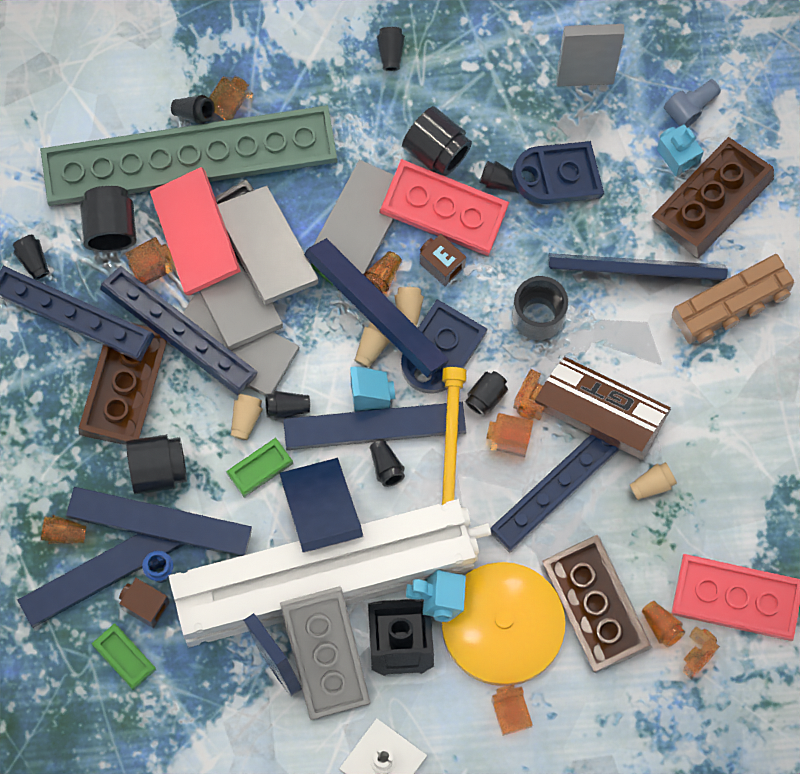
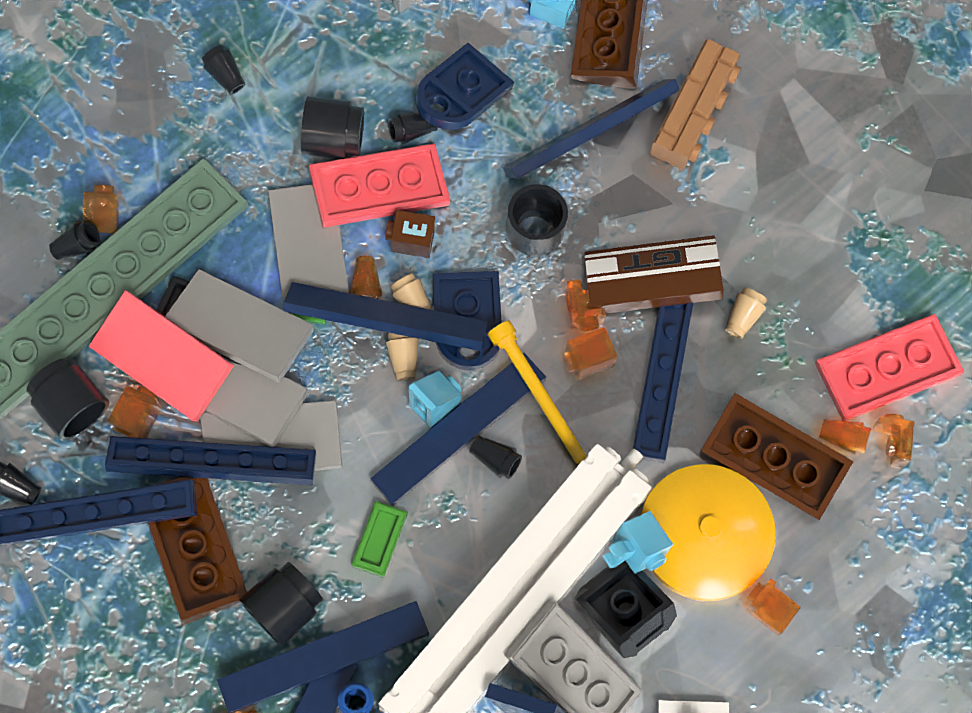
camera: 40 degrees left, 0 degrees up
(245, 415) = (332, 499): tan cone -> none
(286, 404) = (362, 464): black cone -> none
(321, 505) = (471, 536): dark blue tile -> none
(486, 393) = (540, 330): black brick -> none

